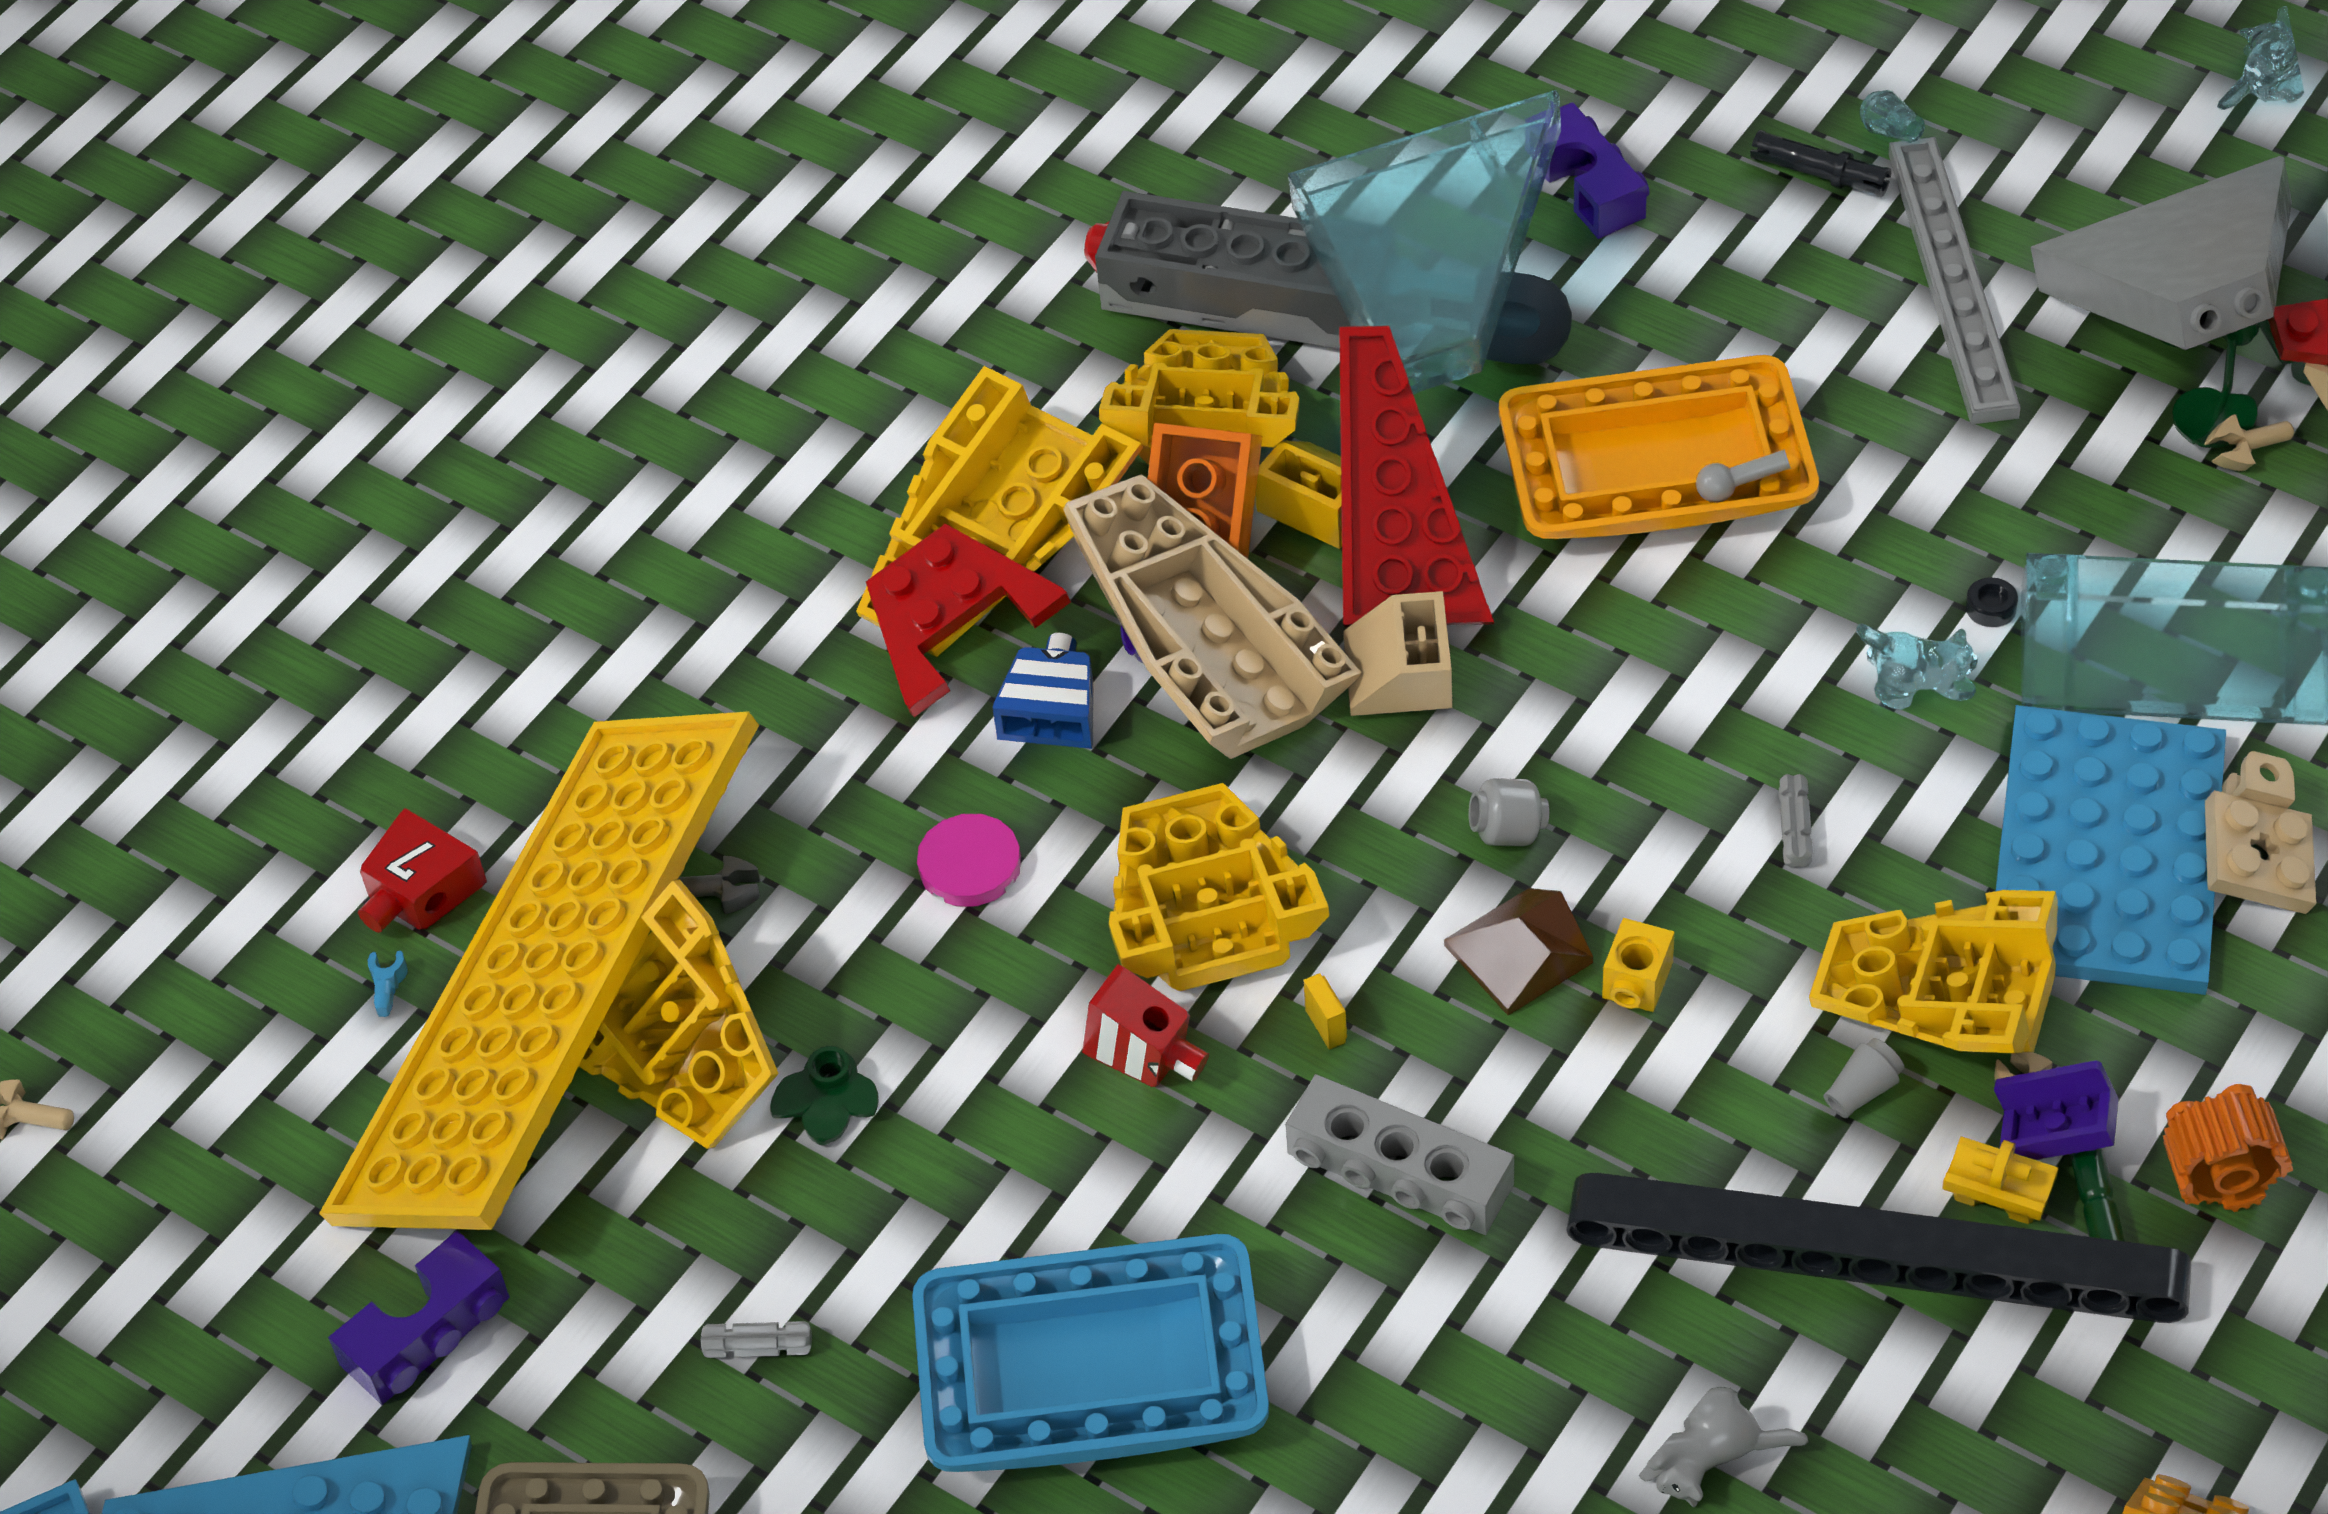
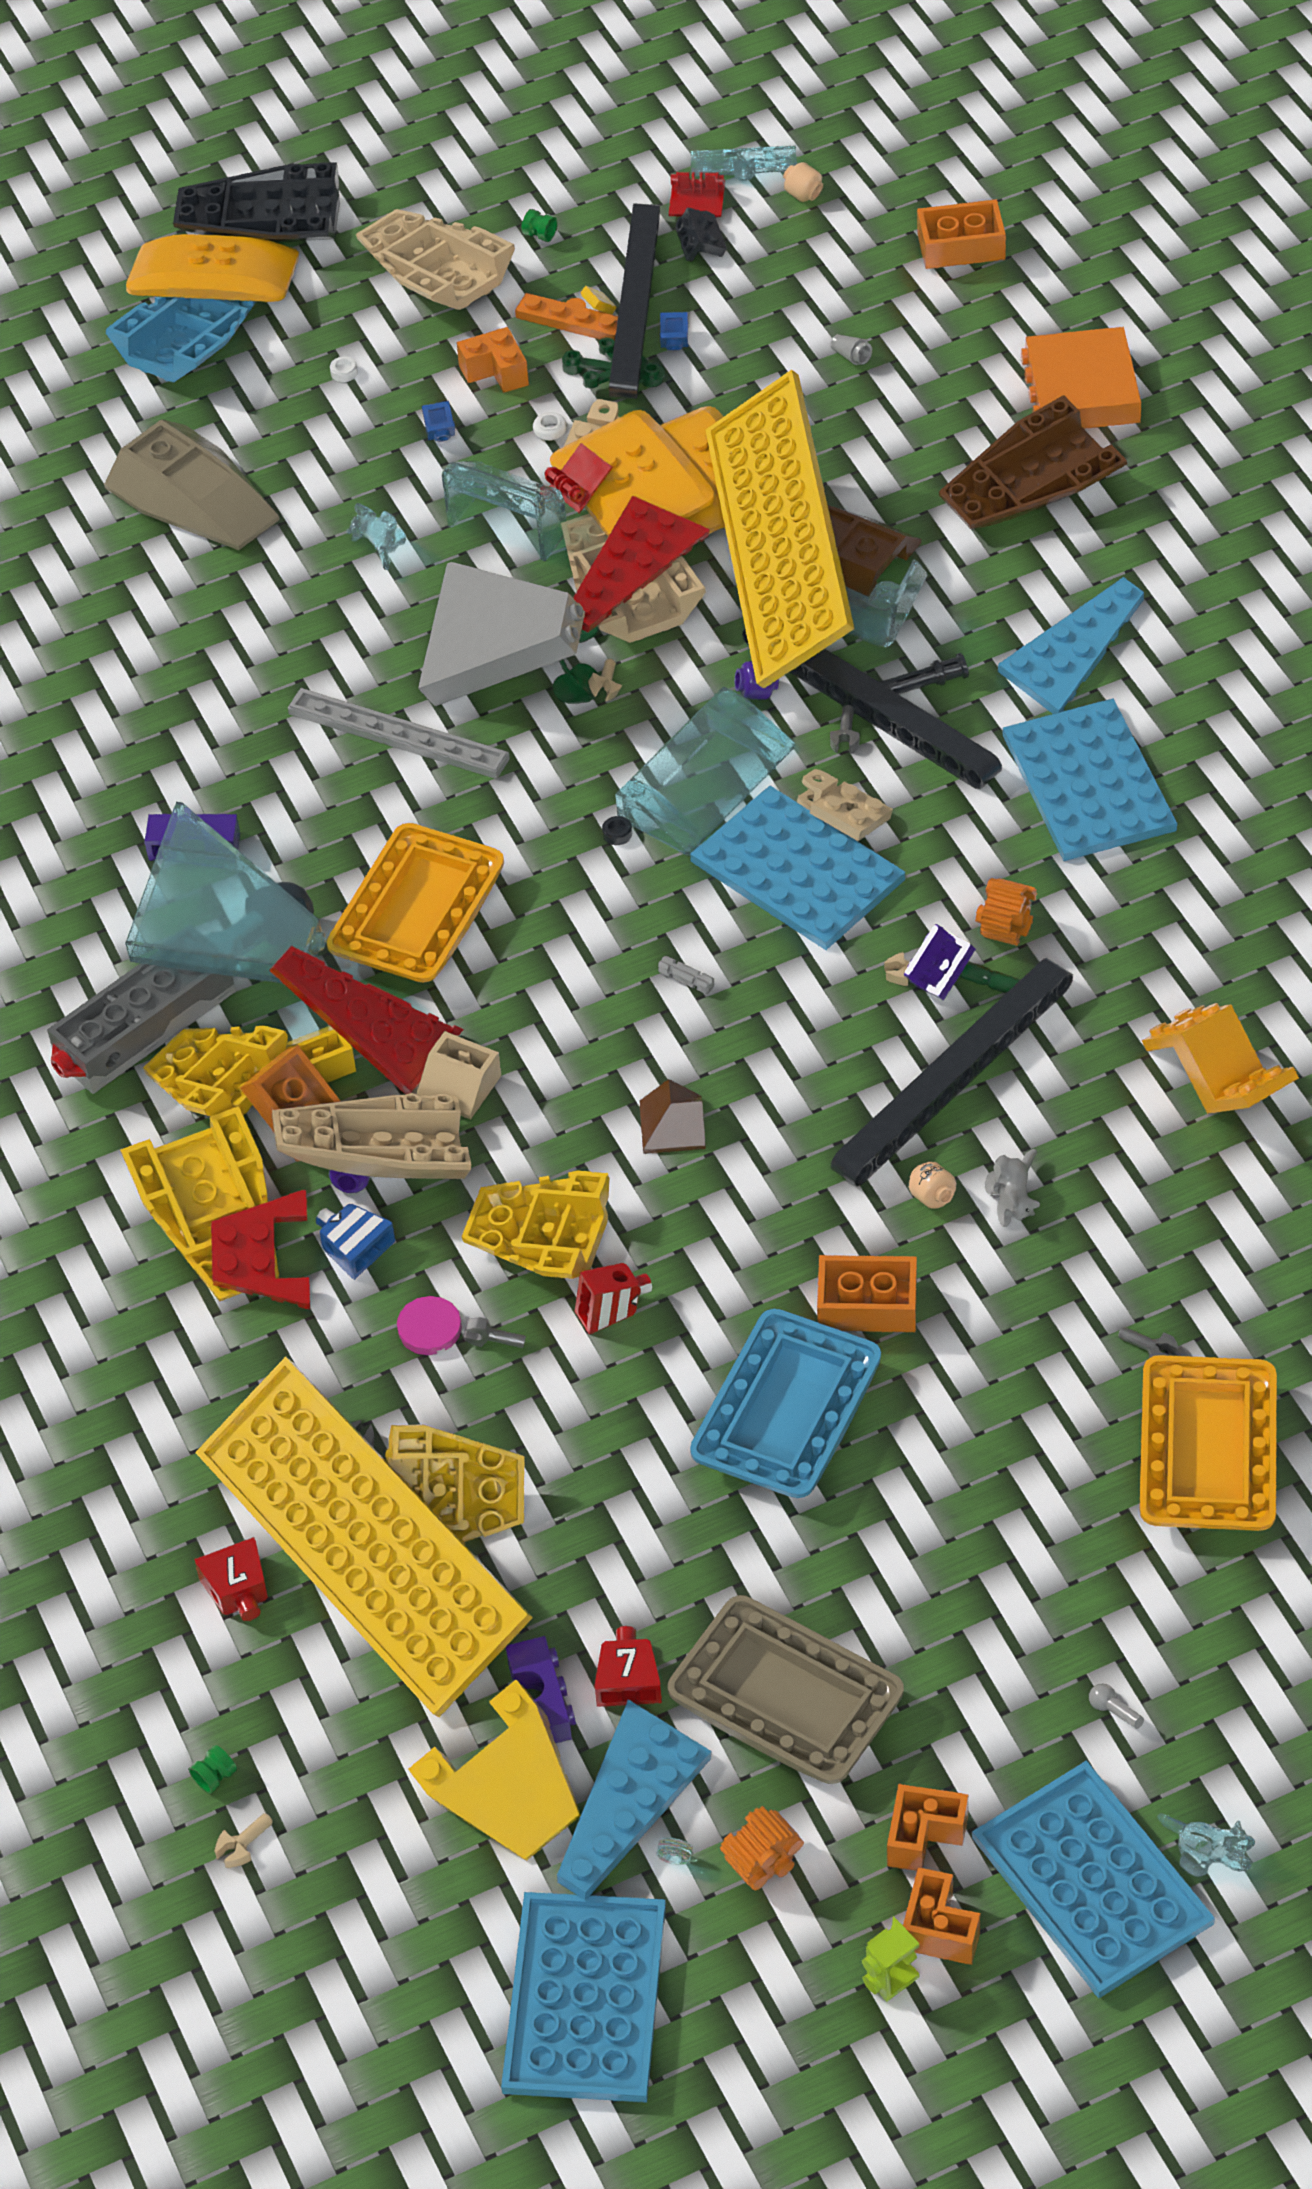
camera: 60 degrees left, 0 degrees up
(104, 1014) = (212, 1769): none -> green wheel
(238, 1357) = (513, 1785): none -> yellow wedge
(386, 981) = (293, 1627): dark azure piece -> none
(515, 1403) = (627, 1671): none -> red torso
(756, 1339) = (662, 1549): light grey axle -> none
(822, 1100) = (538, 1451): dark green plate -> none
(988, 927) = (480, 1331): none -> flat silver bar
(1325, 1010) = (652, 1216): yellow tile -> none
(1361, 1352) = (867, 1293): none -> orange brick
(1385, 1131) = (761, 1227): light grey brick -> none
(1508, 812) = (592, 1082): light grey head -> none
(1634, 1330) = (932, 1185): none -> light nougat head
(1642, 948) = (725, 1077): yellow brick -> none
(1718, 482) = (465, 888): light grey bar -> none
(1834, 167) = (285, 737): black pin -> none
(1865, 1076) = (856, 1023): light grey cone -> none
(1891, 117) = (273, 696): clear light blue cone -> none
(1916, 664) = (636, 876): clear light blue animal -> none
(1947, 977) = (829, 960): yellow wedge -> none
(2000, 1179) = (956, 1002): yellow hips -> none

